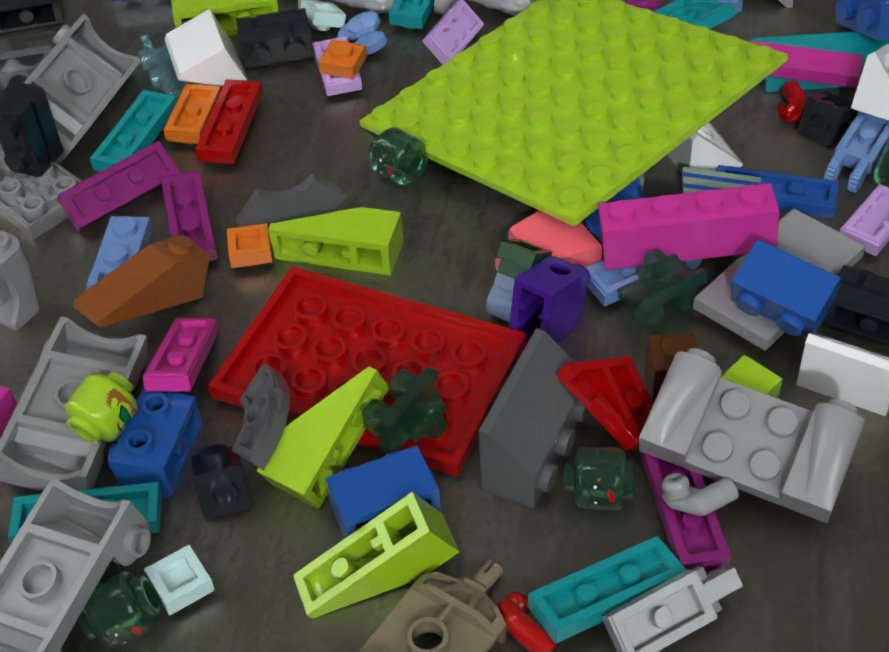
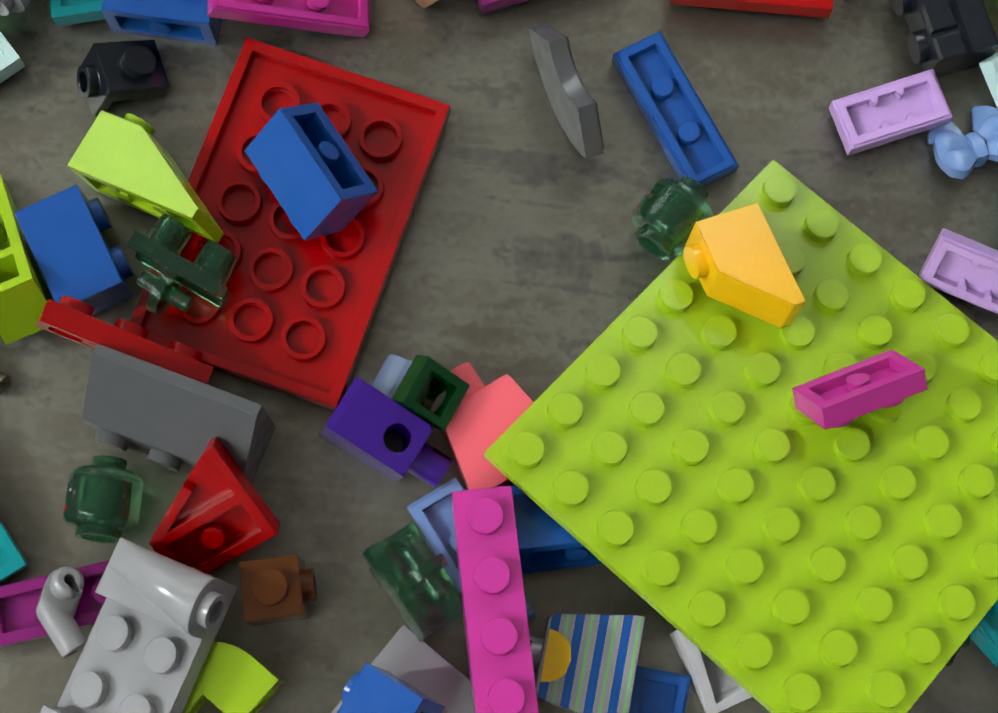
camera: 80 degrees right, 30 degrees up
(249, 245) = (498, 47): orange plate -> none
(265, 416) = (171, 104): dark grey tile -> none
(325, 160) = (674, 111): none -> blue tile
(341, 321) = (310, 170): none -> blue brick
(342, 59) = (881, 116): orange plate -> none
(343, 239) = (508, 179): lime slope -> none
(444, 103) = (743, 265): none -> yellow slope
(461, 456) = (75, 322): none -> red plate
(533, 55) = (859, 389): none -> dark pink plate

